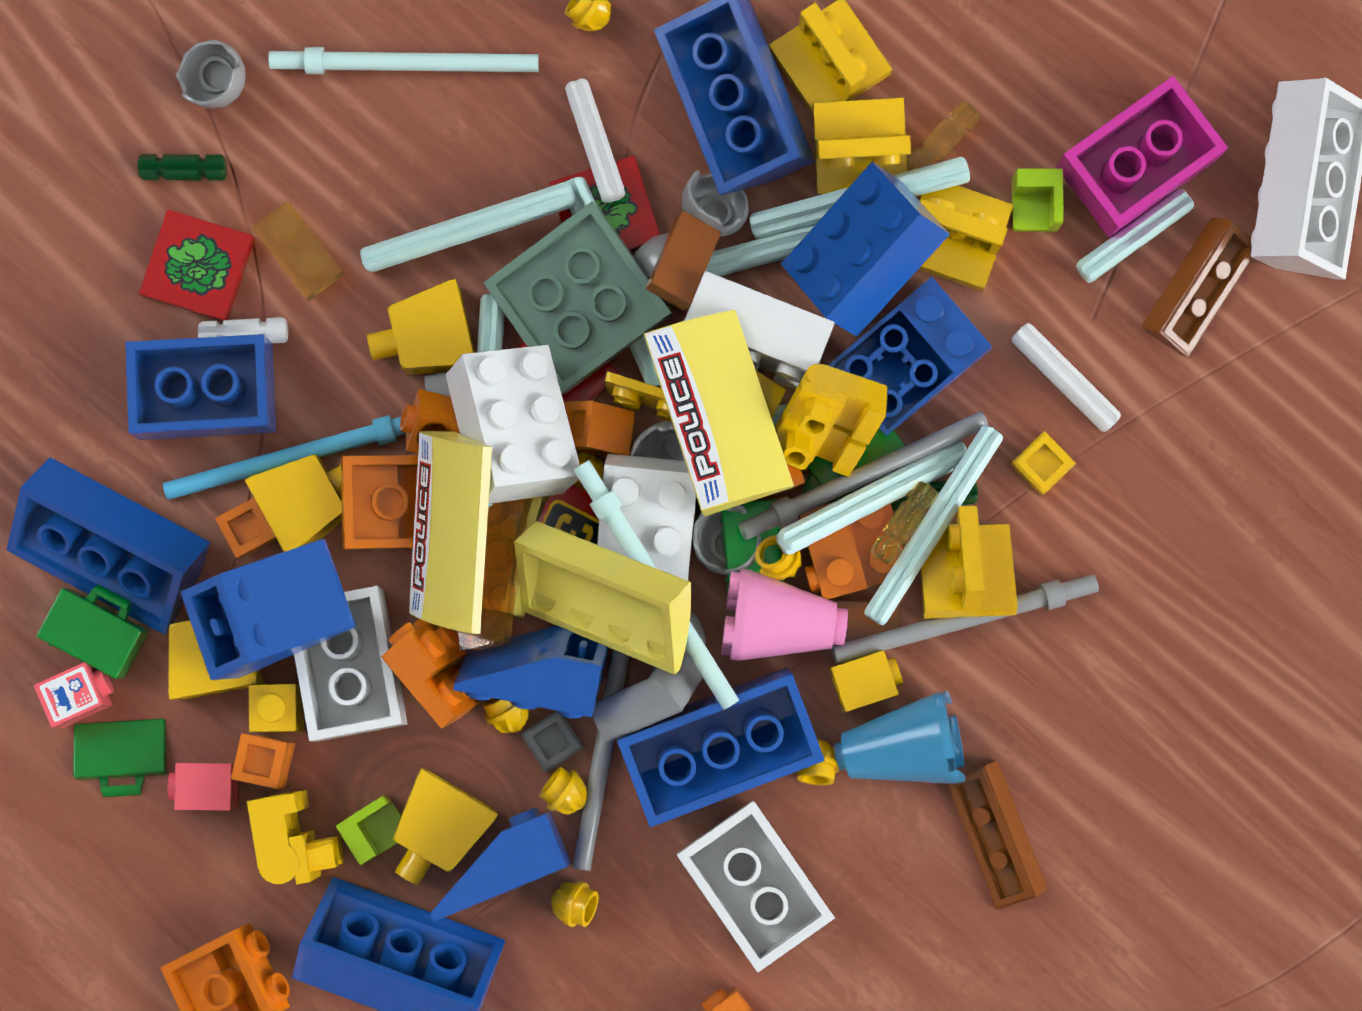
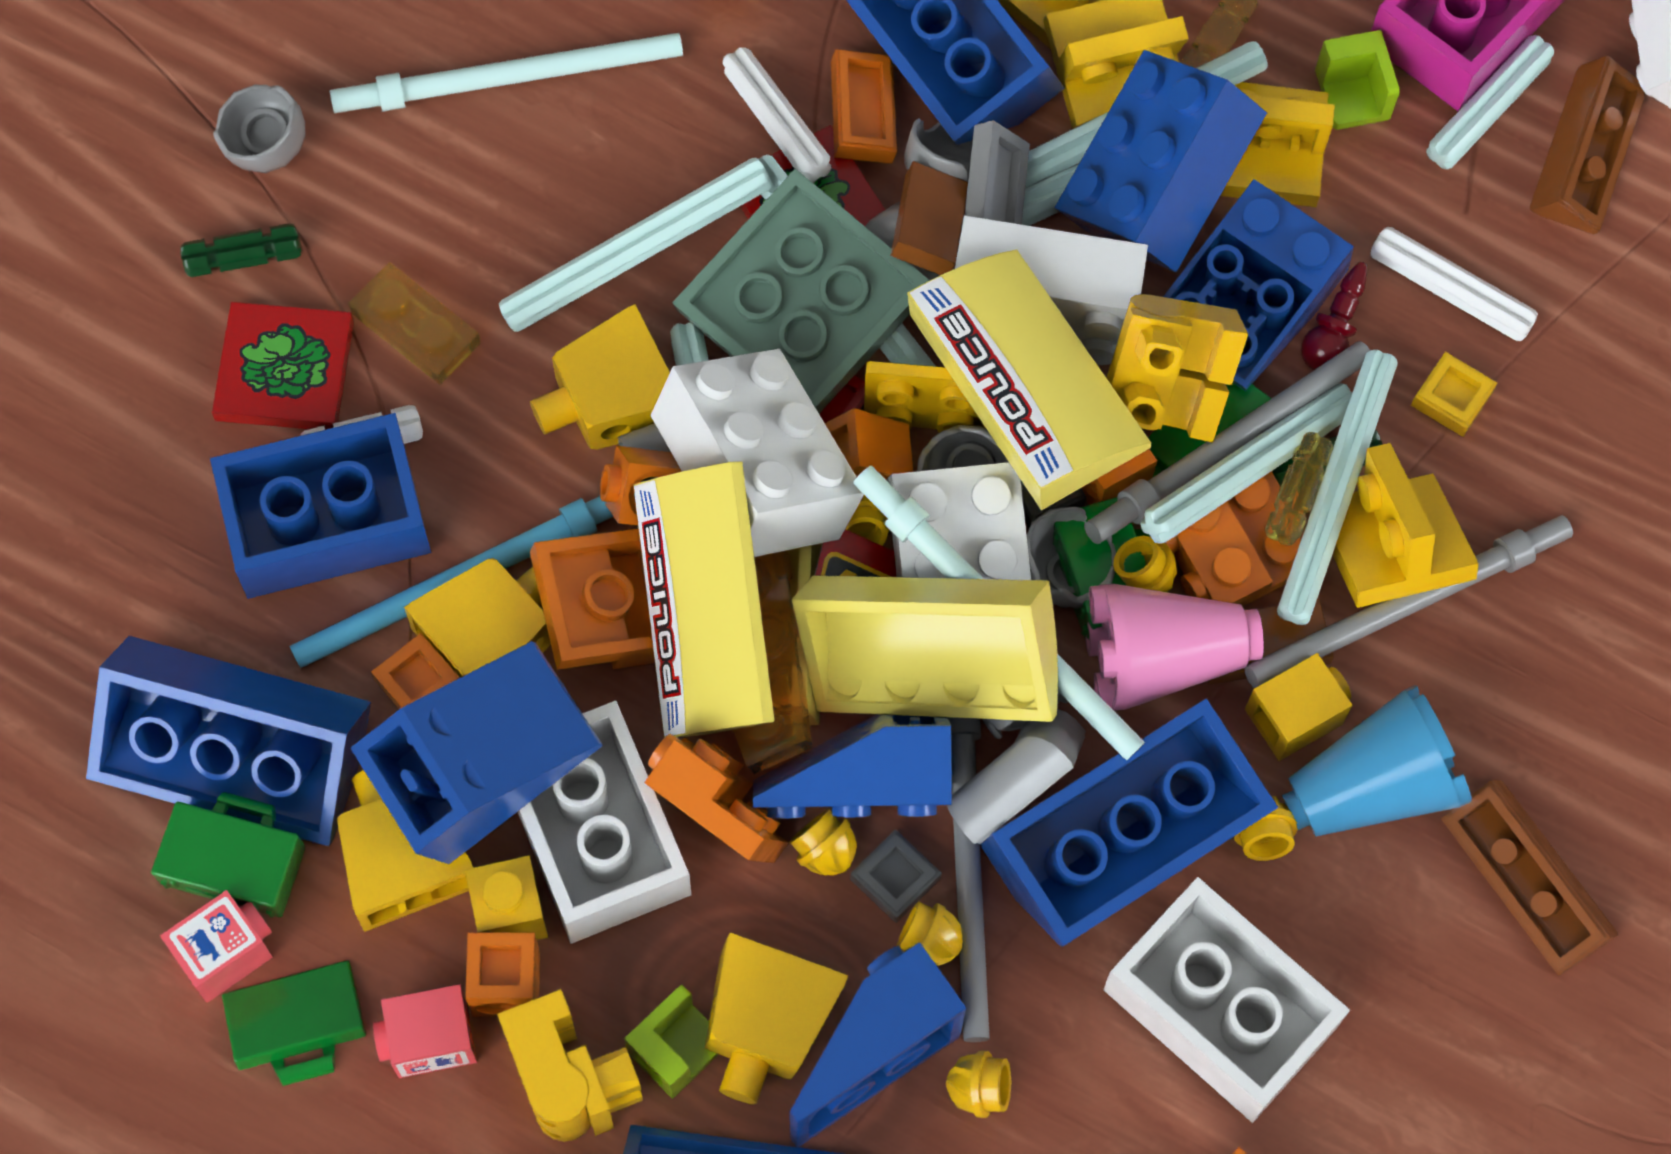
camera: 15 degrees left, 15 degrees down
(661, 145) = (863, 106): none -> orange tile
(741, 238) = (997, 174): none -> light grey tile
(962, 402) = (1333, 330): none -> dark red bar

